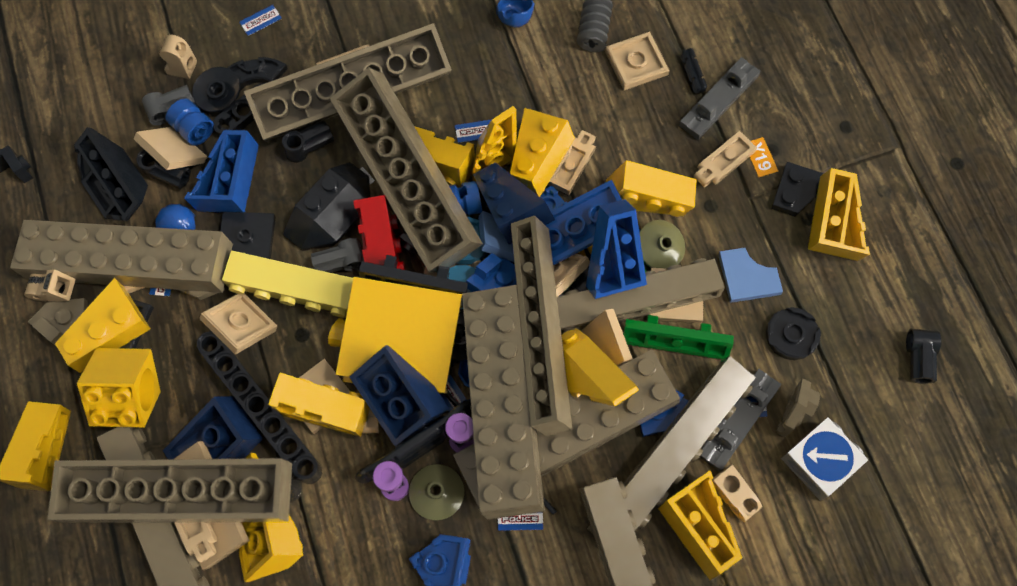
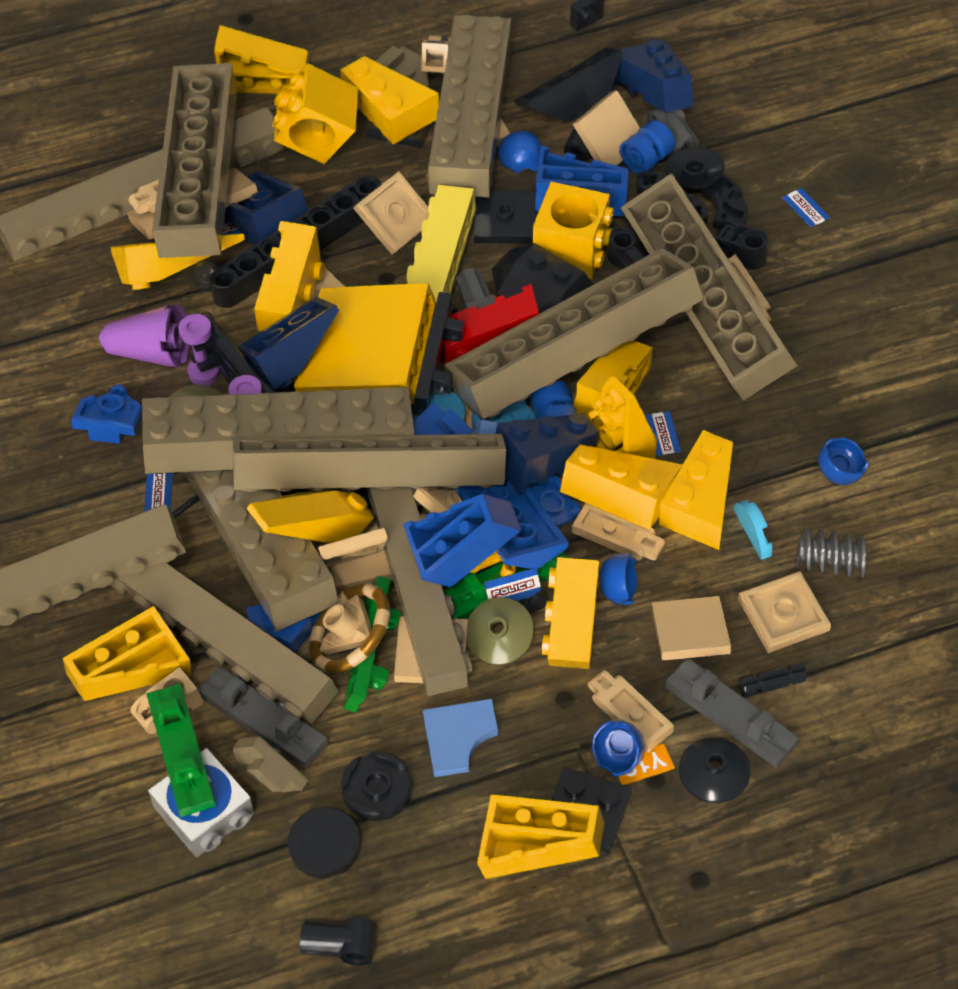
camera: 90 degrees right, 15 degrees down
(116, 104) = (657, 75): none -> dark blue wedge
(177, 54) = (732, 123): tan leg -> none
(268, 161) = (574, 225): none -> yellow brick
(296, 61) = (746, 242): none -> black piece
(364, 535) = (148, 337): none -> medium lavender cone
(538, 94) = (699, 491): none -> yellow wedge
(565, 72) = (753, 523): none -> medium azure tile
(615, 155) = (619, 578): none -> blue hair
(655, 117) = (691, 628): none -> tan tile
(674, 346) = (349, 629): none -> tan piece
(759, 120) = (713, 783): none -> black dish
(761, 164) = (618, 747): none -> blue hair
(794, 471) = (180, 750): none -> green hinge
(843, 369) = (324, 842): none -> black tile

